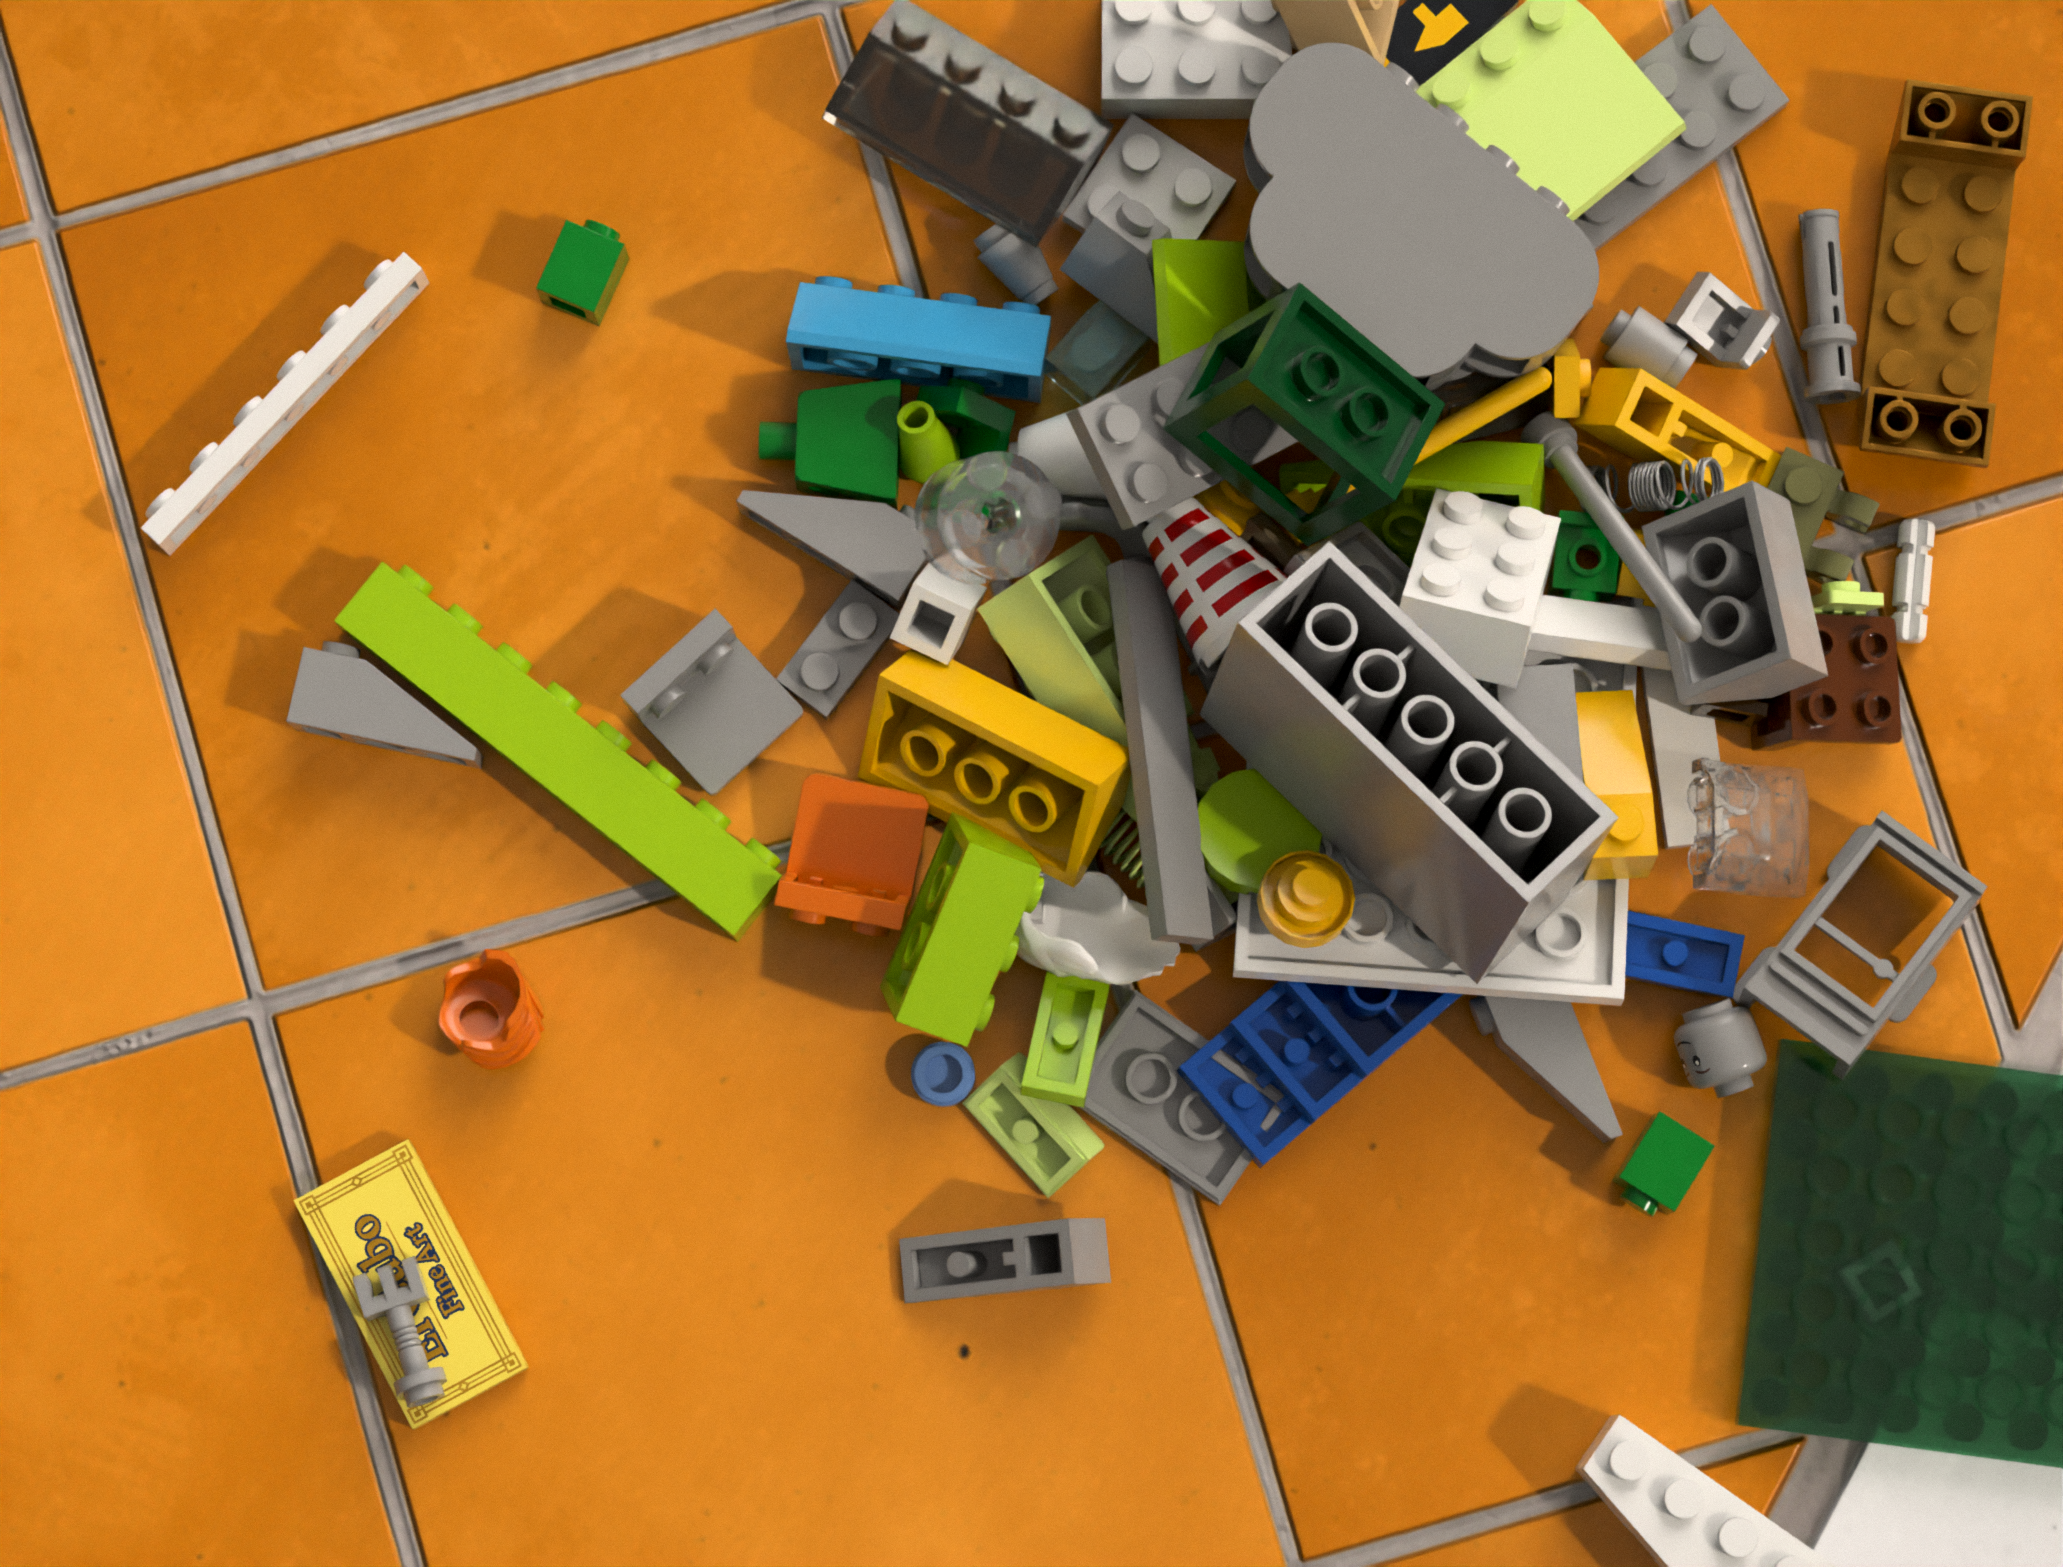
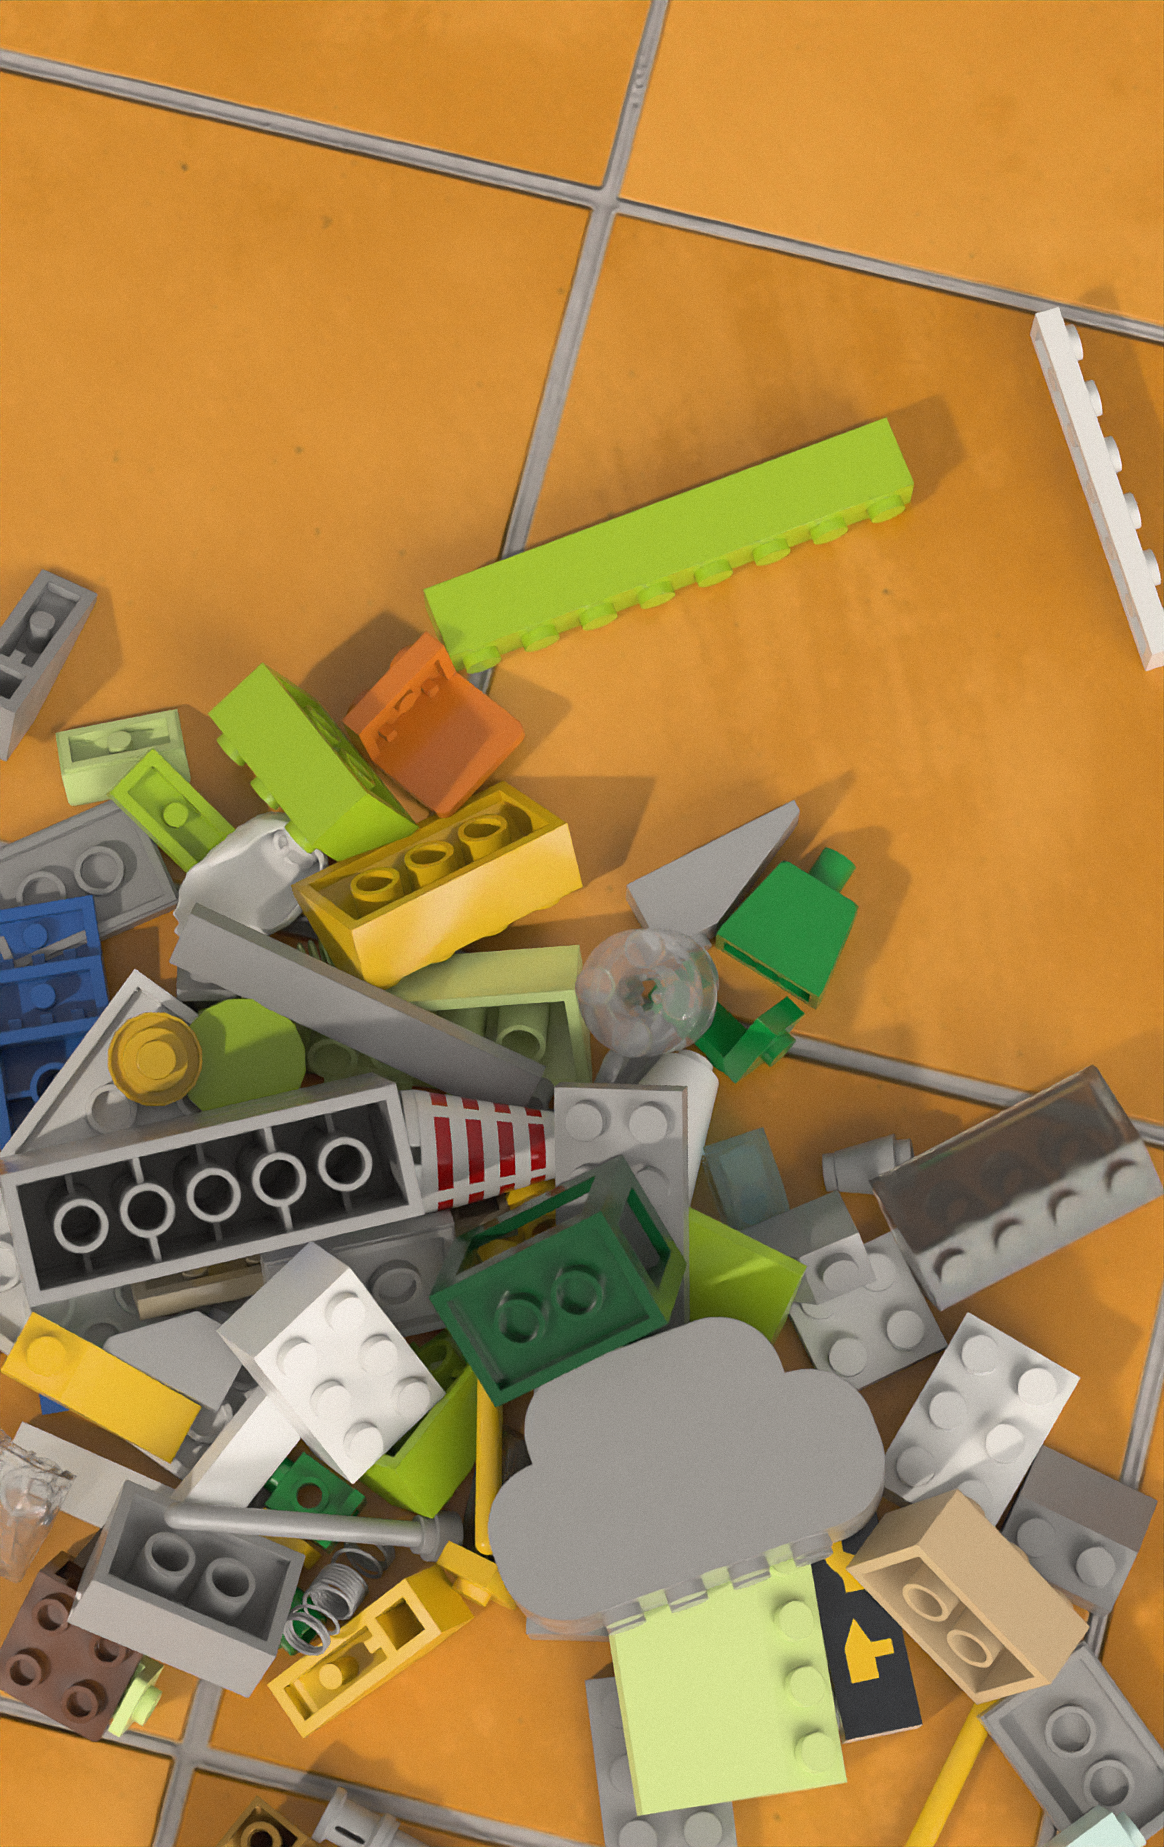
camera: 120 degrees right, 5 degrees down
(358, 704) = (808, 404): light grey slope -> none
(393, 1213) = (302, 193): light yellow tile -> none
(420, 1383) = (292, 165): light grey hinge -> none
(491, 1010) = (482, 370): orange hair -> none
(583, 270) = (1076, 795): green brick -> none
(712, 704) = (634, 692): light grey bracket -> none
(839, 649) = (618, 823): light grey plate -> none
(918, 338) = (847, 1038): dark azure slope -> none
(923, 442) = (750, 990): lime cone -> none
(937, 615) = (592, 906): white brick -> none
(943, 1074) = (198, 699): medium blue tile -> none
(1647, 344) = (465, 1671): light grey brick -> none
(1721, 323) = (449, 1751): light grey bracket -> none
(1815, 495) = (254, 1729): olive plate -> none
(1912, 579) = (121, 1784): white axle -> none

